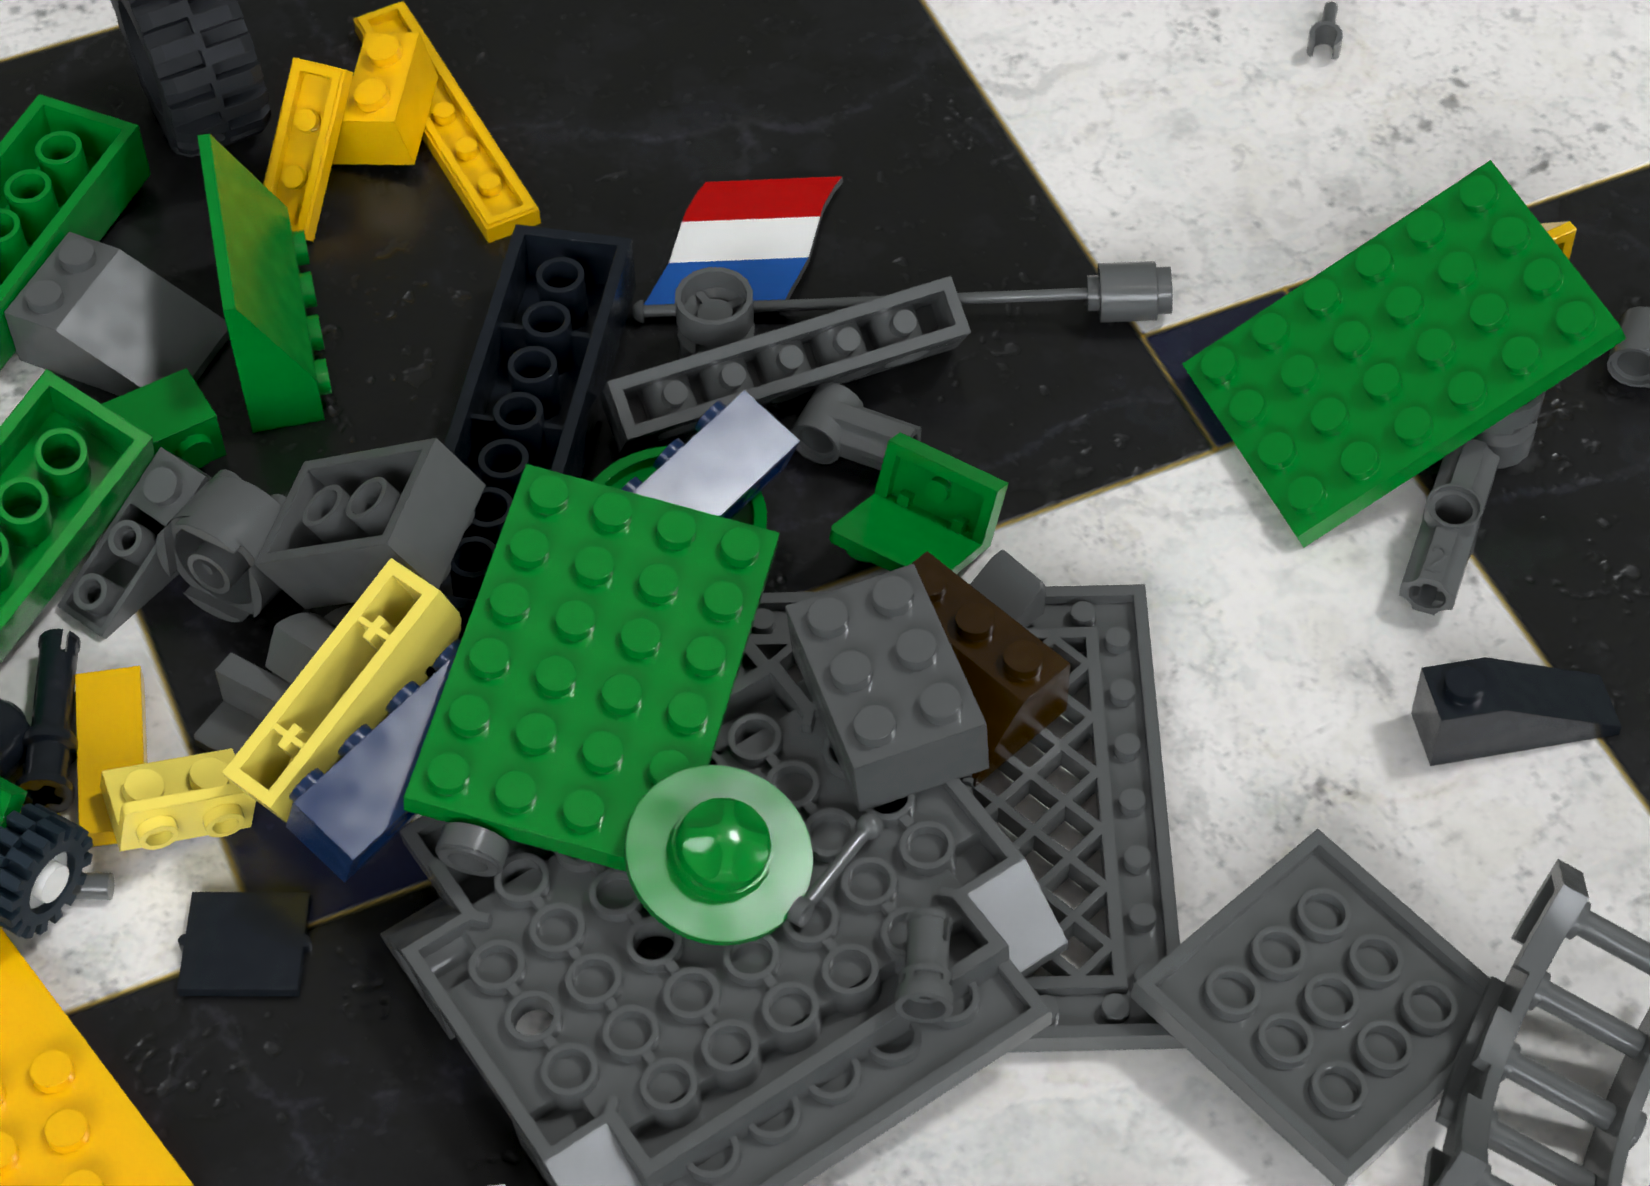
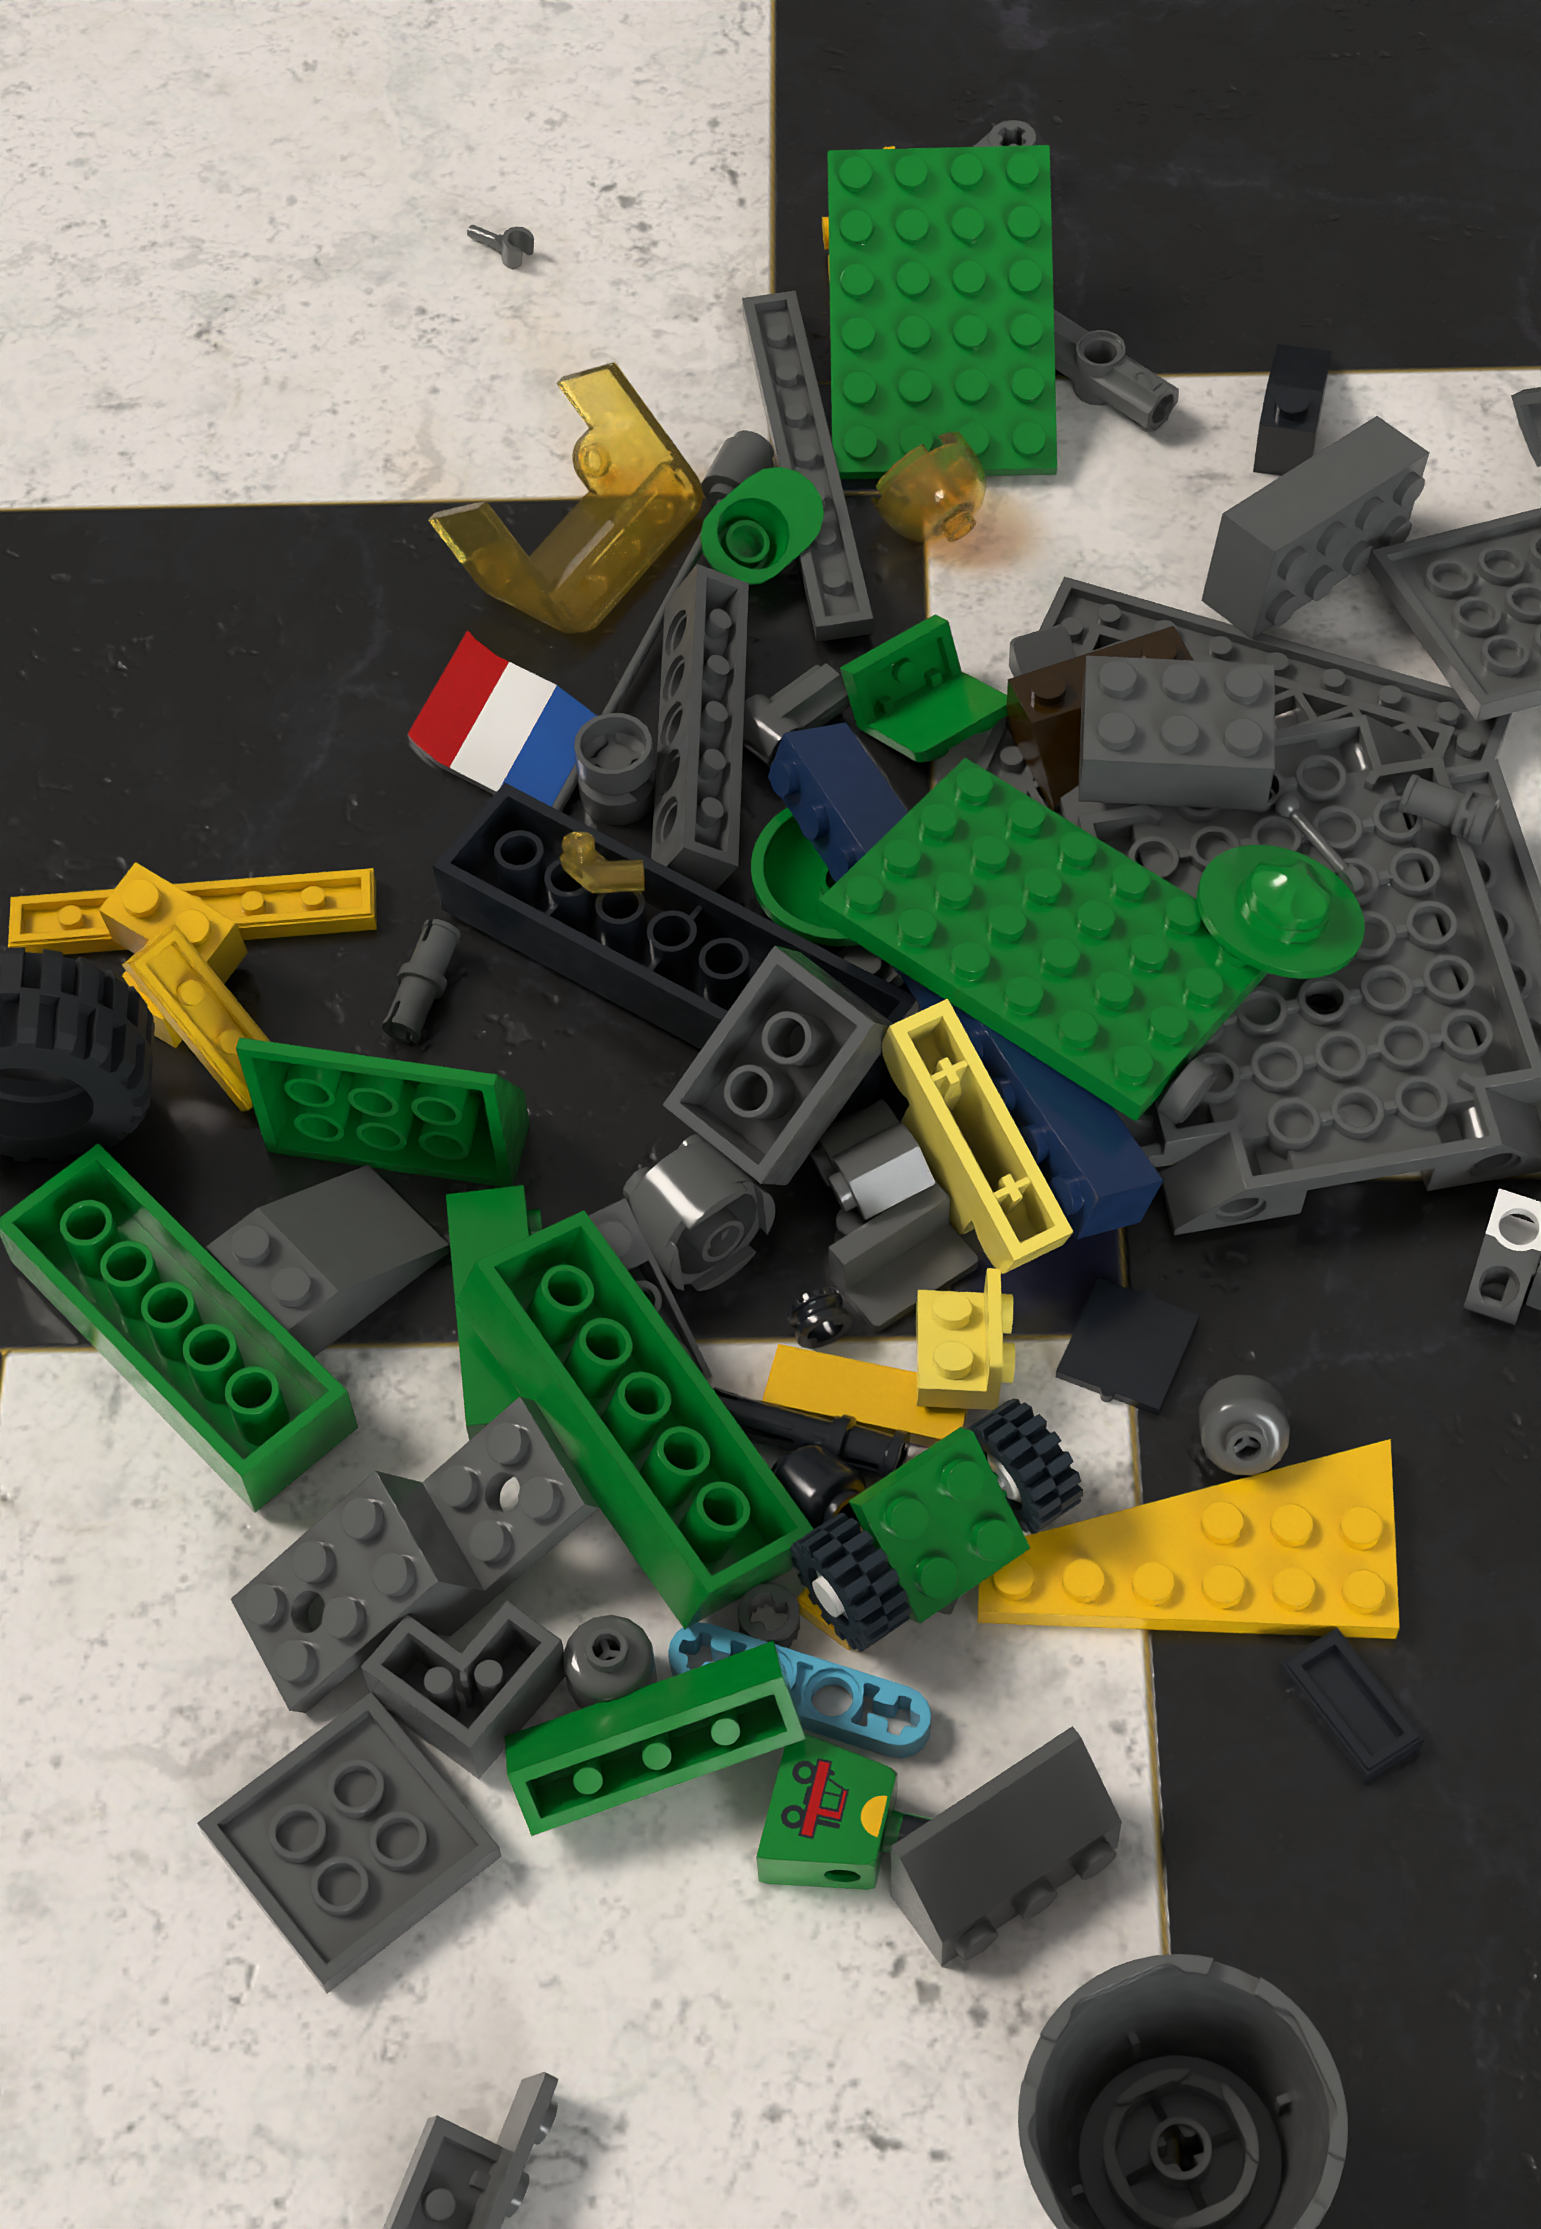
camera: 65 degrees left, 5 degrees up
(158, 1050) = (1244, 1425): none -> dark grey head
(175, 686) = (819, 1318): none -> black bush
(430, 284) = (421, 981): none -> dark grey pin
(550, 326) = (595, 871): none -> clear yellow arm
(987, 231) = (633, 511): none -> clear yellow windscreen
(1053, 320) = (762, 525): none -> green piece
(1149, 352) = (803, 444): none -> dark grey plate
(1183, 441) = (933, 492): none -> clear yellow cylinder
(1303, 757) = (1314, 527): none -> dark grey brick

